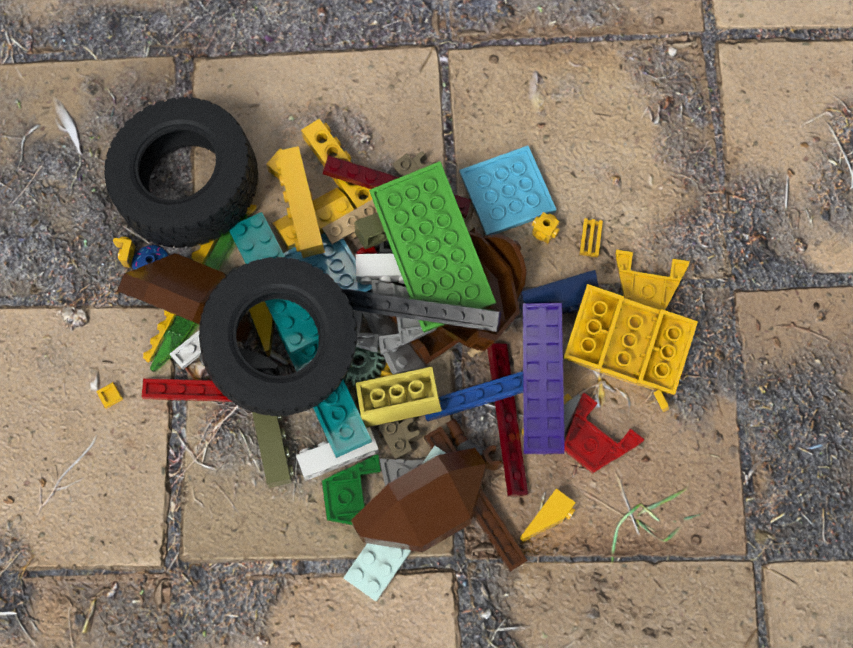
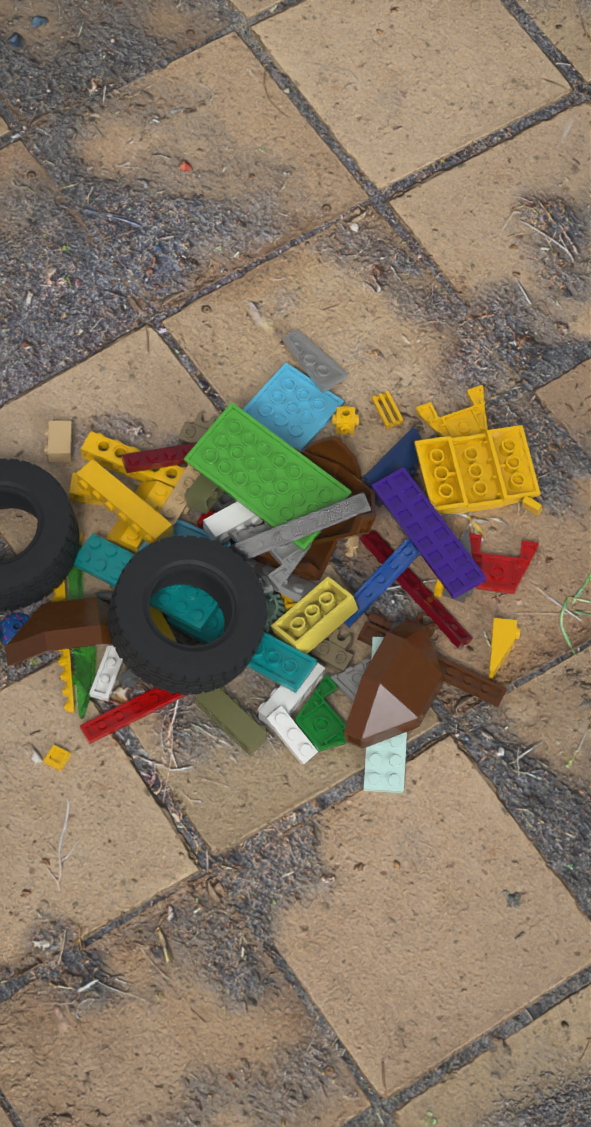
camera: 35 degrees left, 10 degrees down
(290, 113) = (59, 441): none -> tan brick
(310, 492) = (291, 735): none -> white plate
(554, 160) = (316, 363): none -> light grey wing

